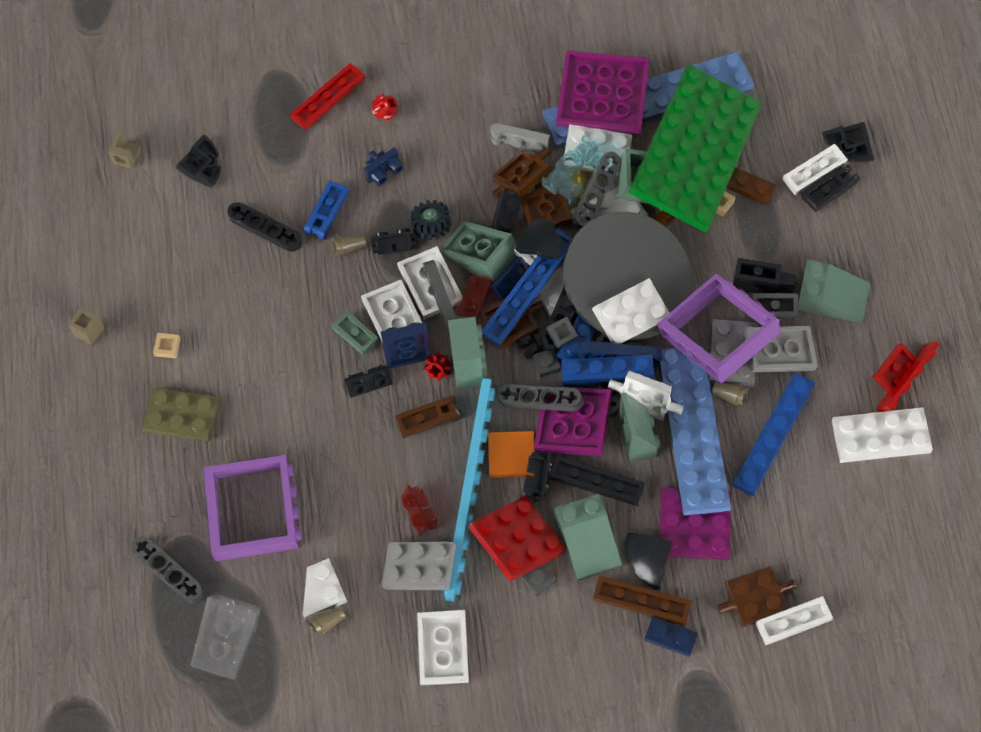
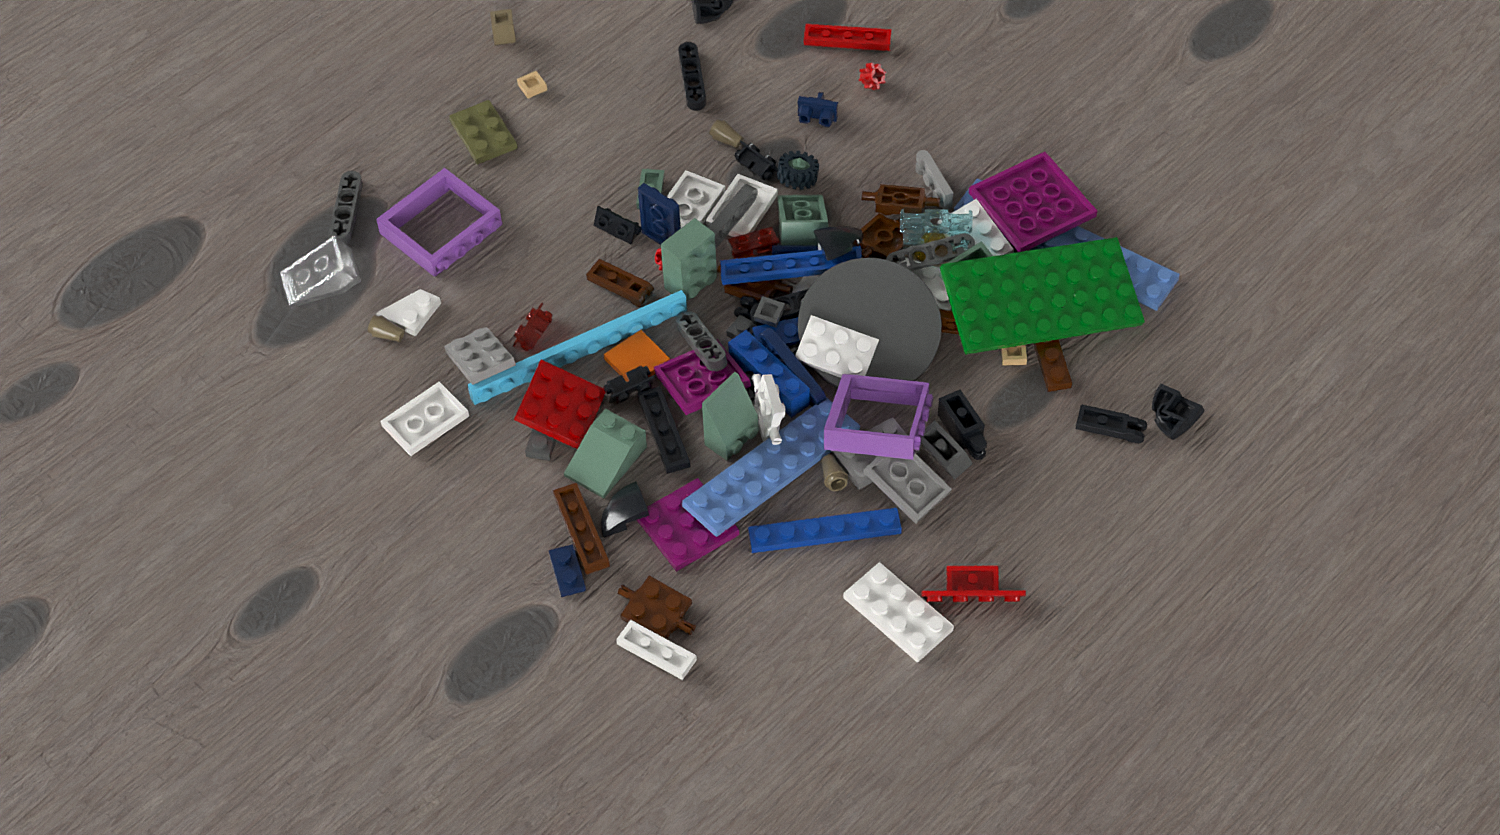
camera: 50 degrees right, 10 degrees down
(326, 209) = (743, 102): blue plate -> none
(506, 212) = (852, 213): black plate -> none
(815, 169) = (1116, 400): white plate -> none
(832, 292) = (1003, 487): sand green slope -> none

